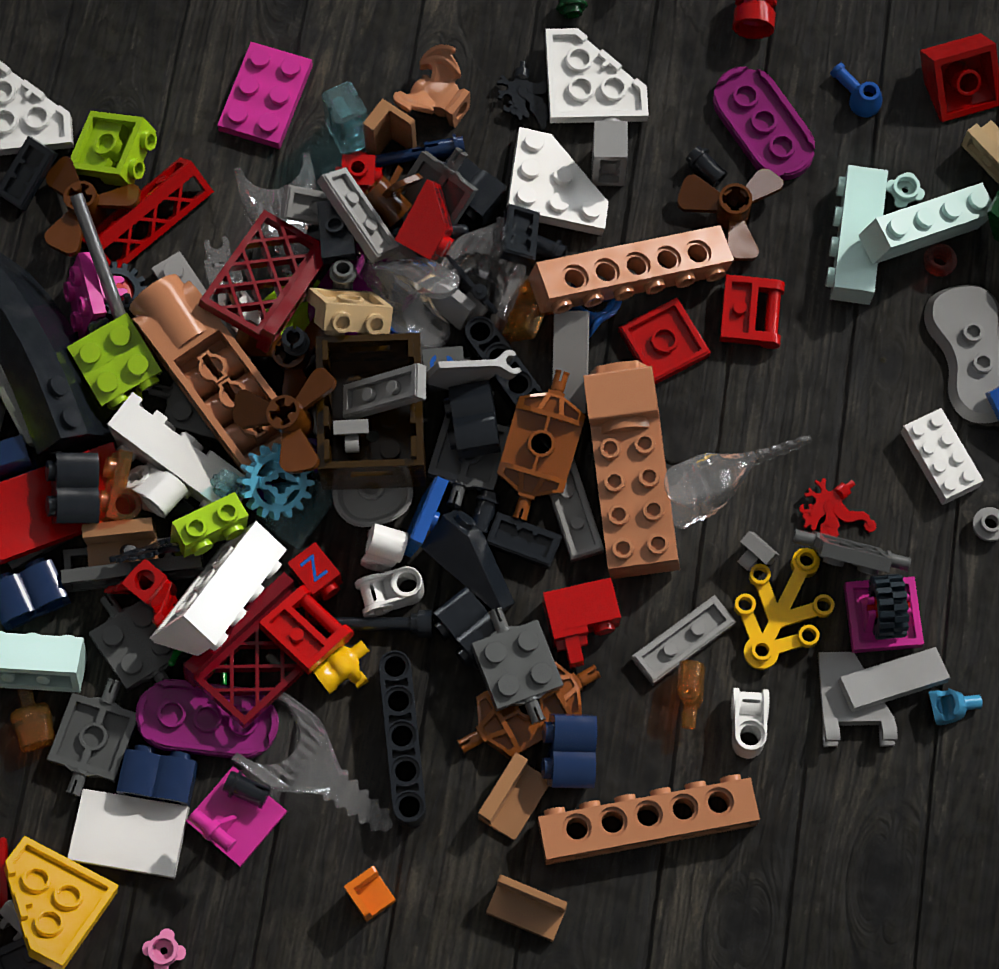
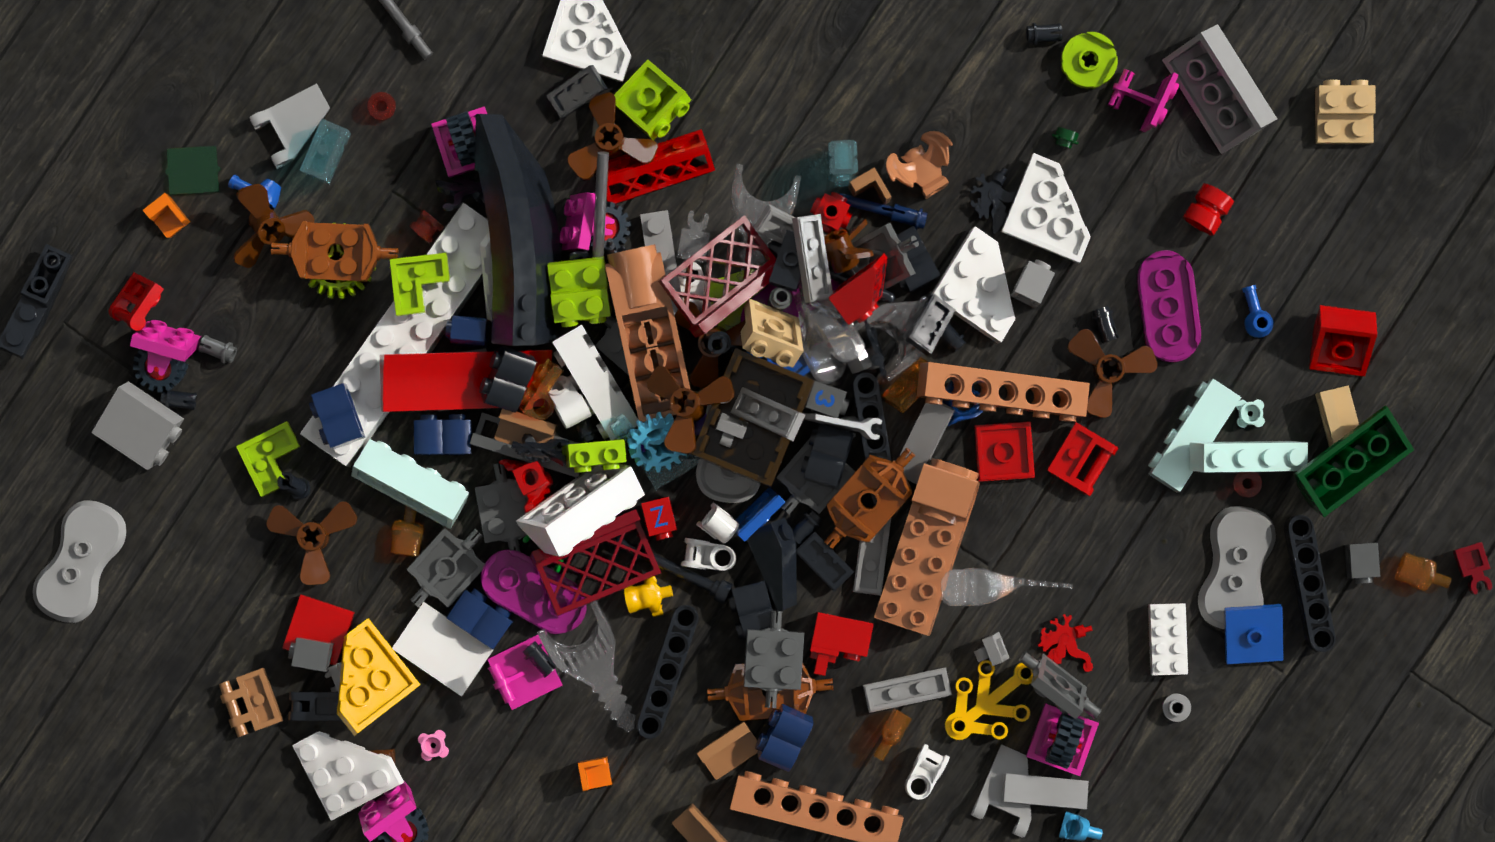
camera: 25 degrees right, 15 degrees up
(265, 95) = (790, 104): dark pink plate -> none
(300, 638) = (624, 565): red plate -> none

